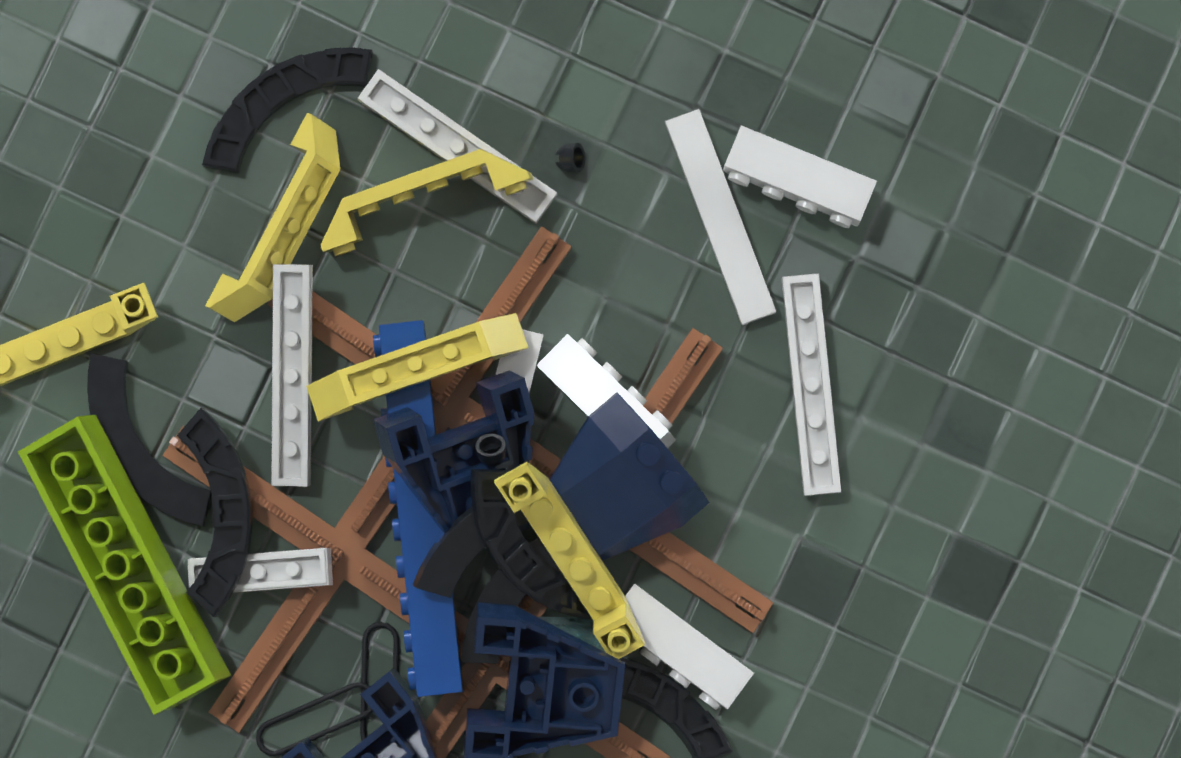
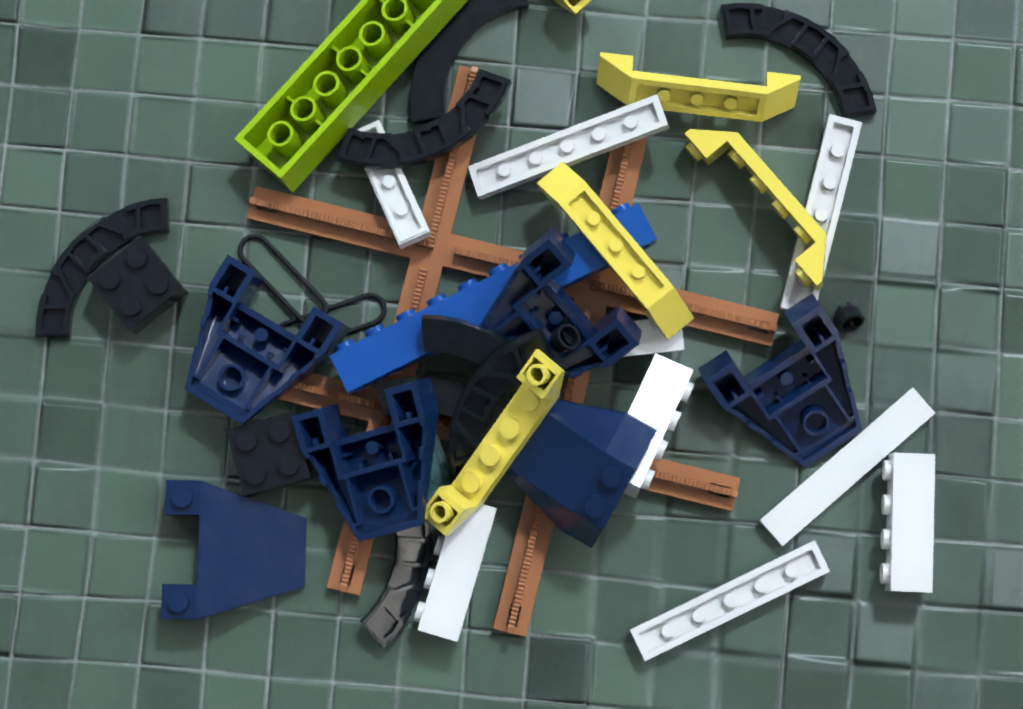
camera: 70 degrees right, 0 degrees up
(630, 237) = (799, 395): none -> dark blue wedge

